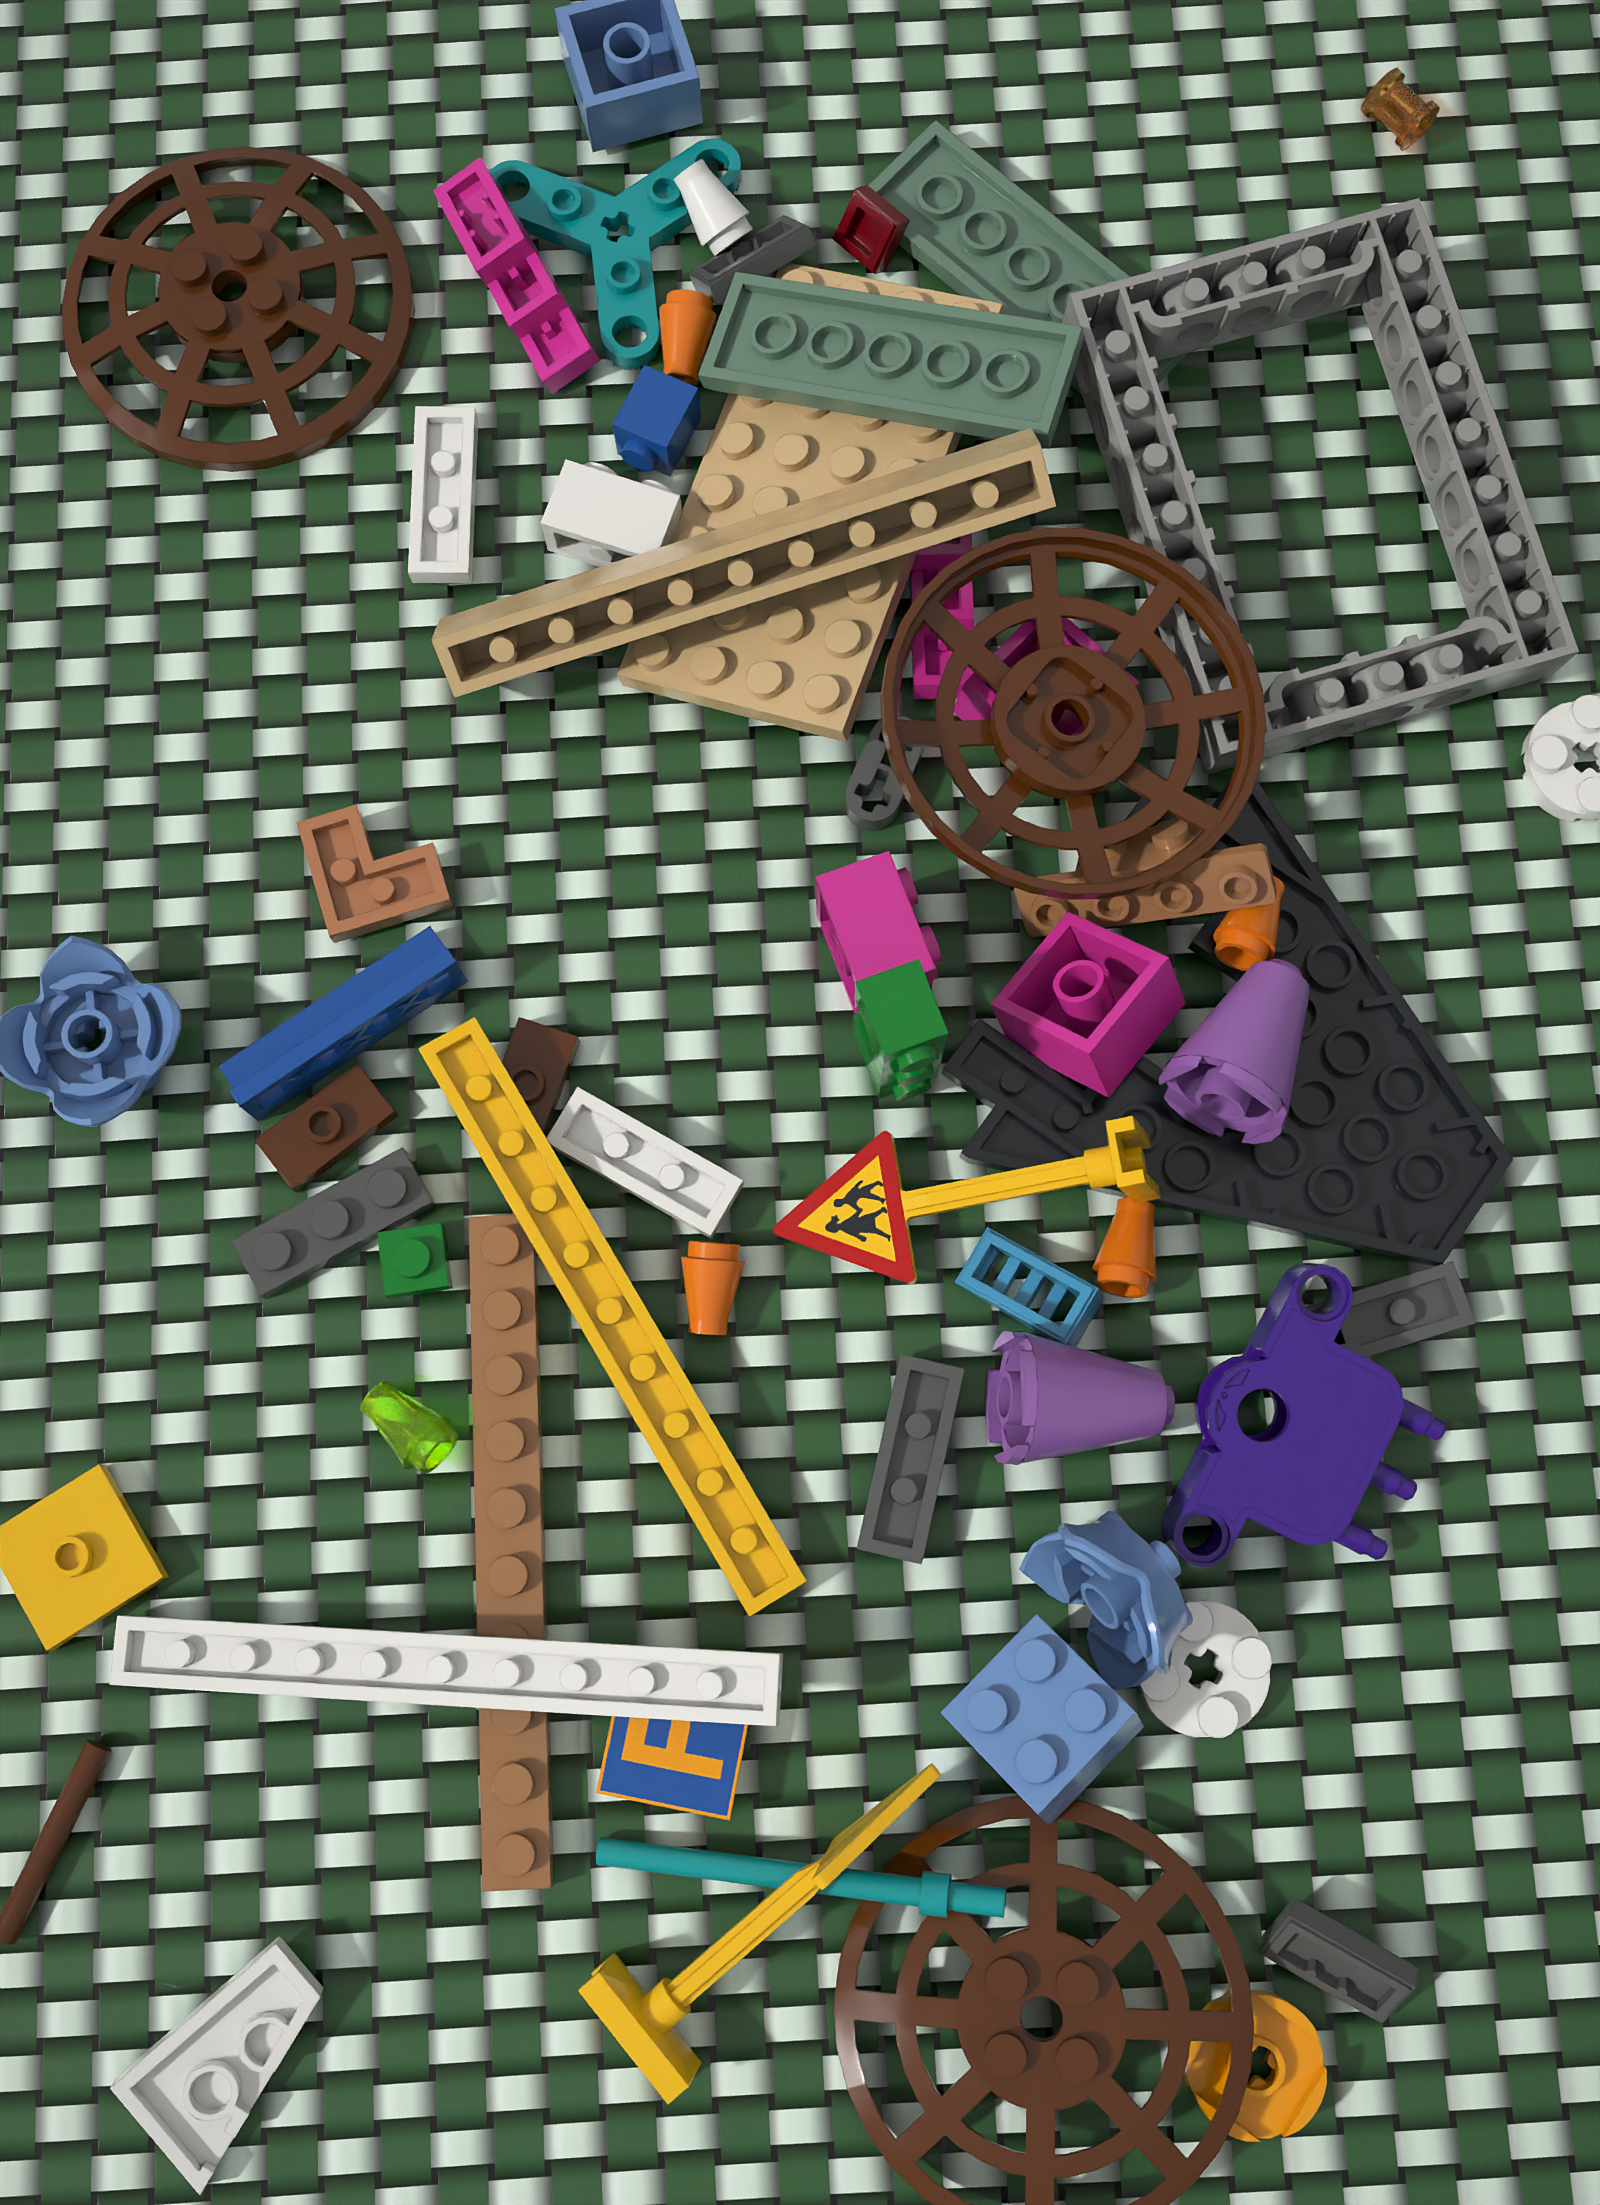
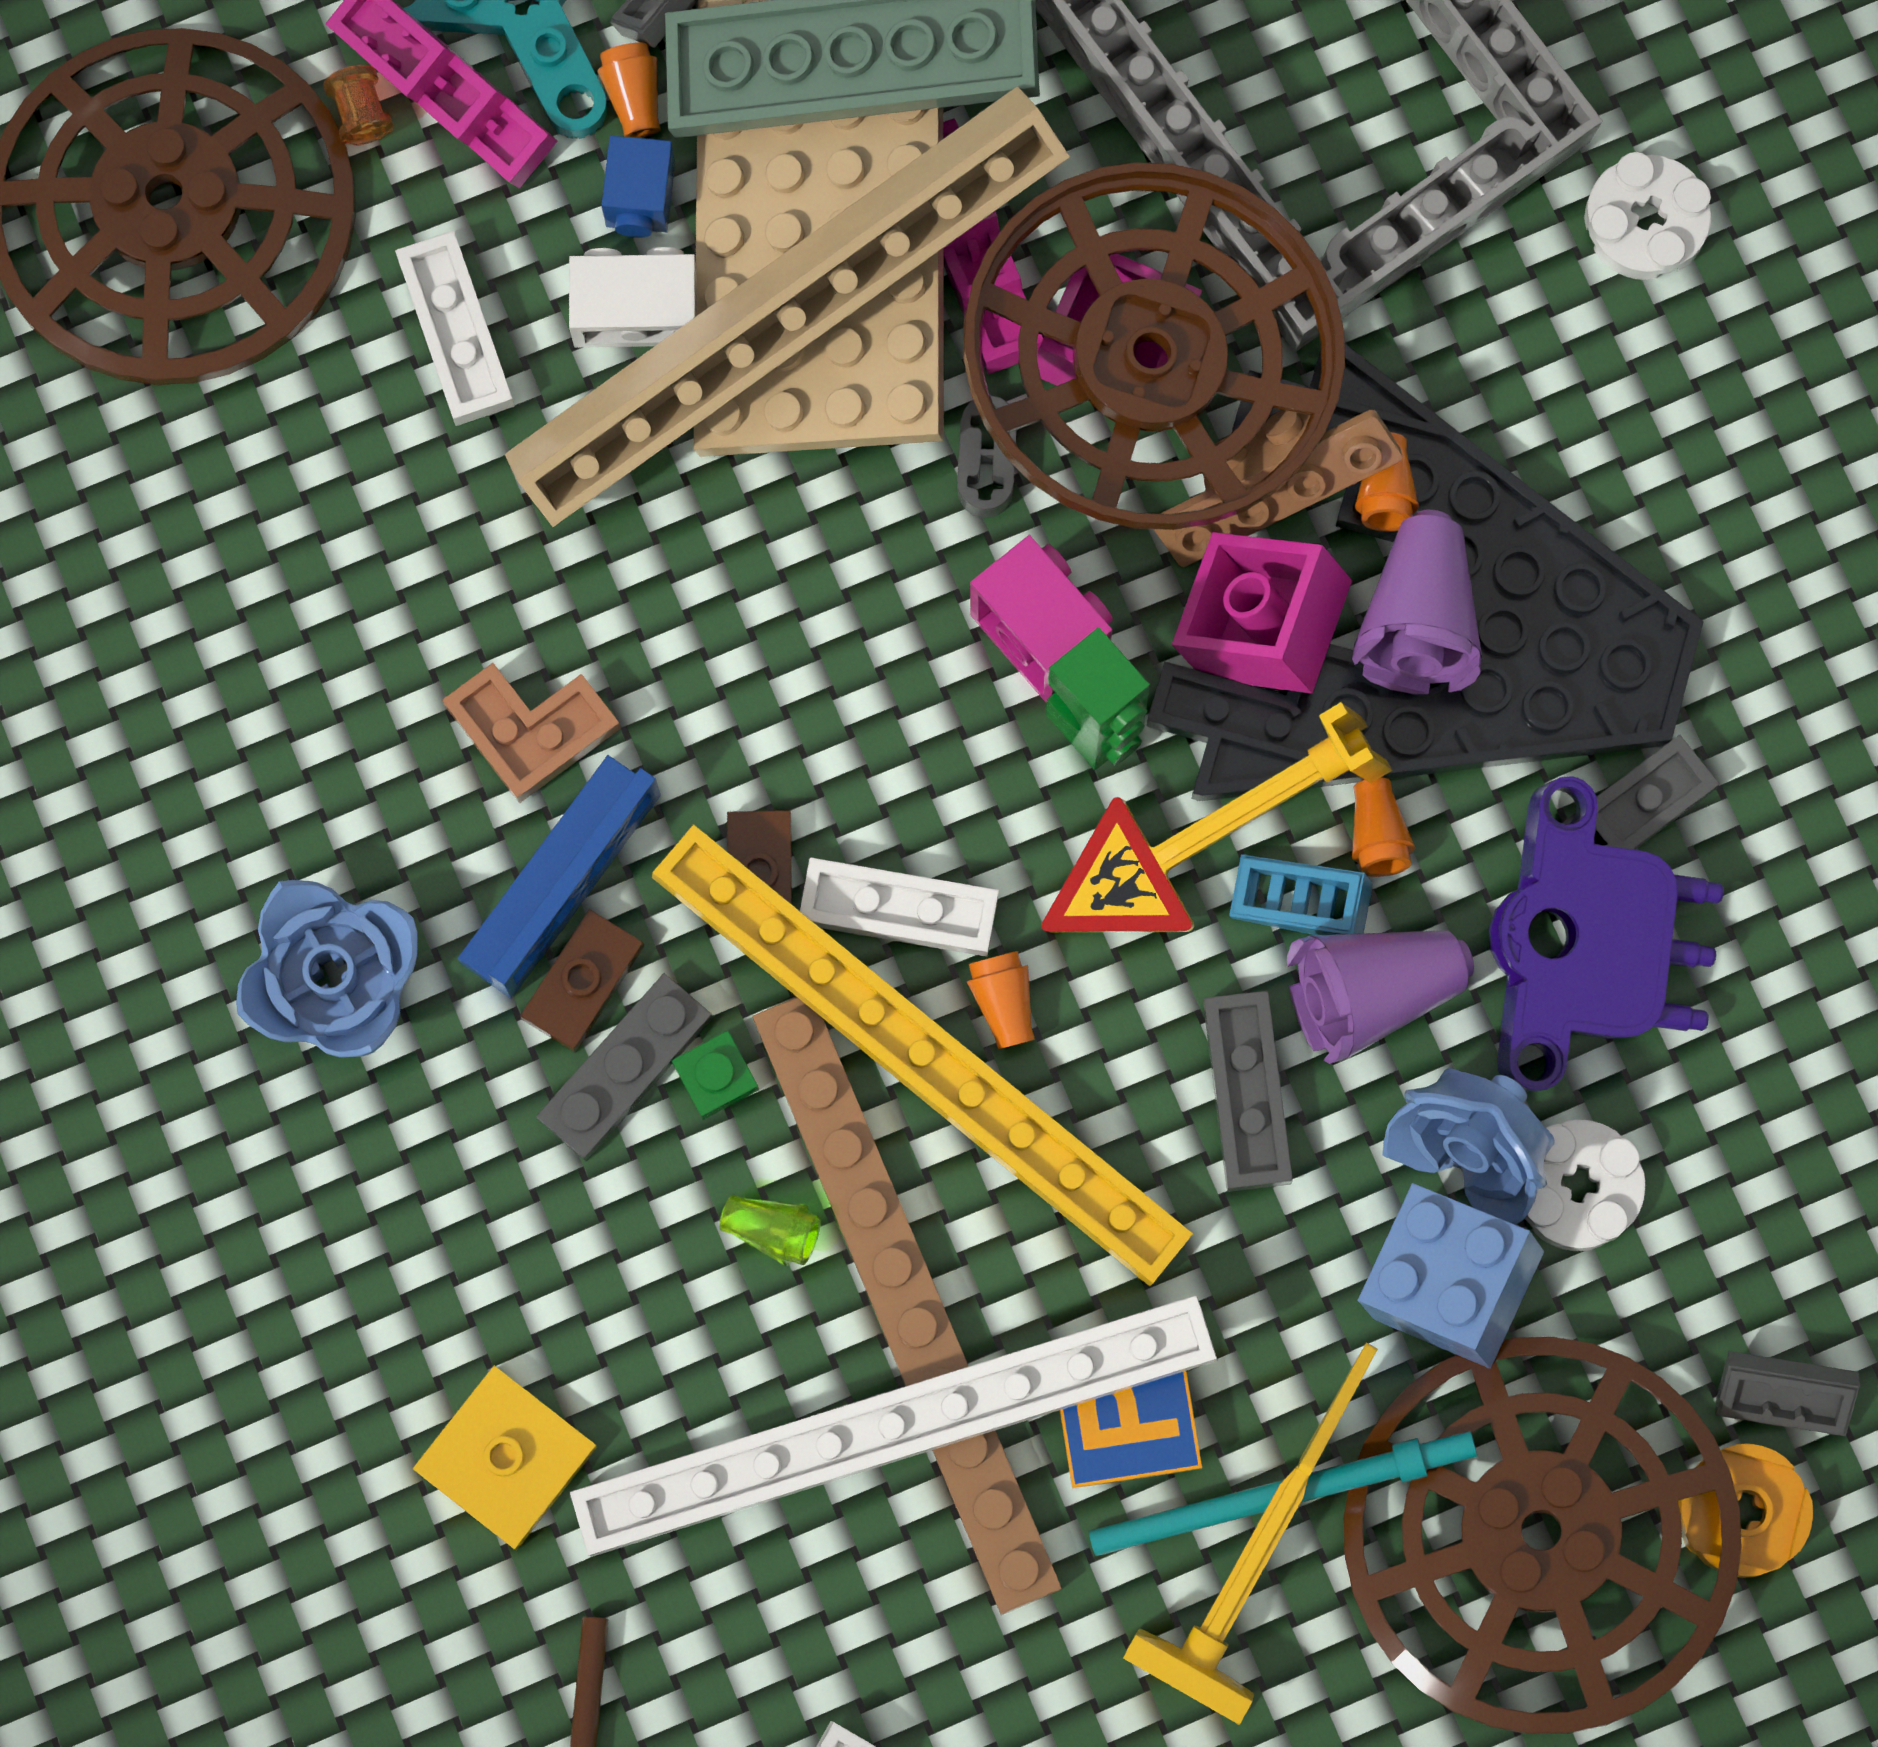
camera: 20 degrees left, 0 degrees up
(435, 271) = (358, 104): none -> clear orange bush

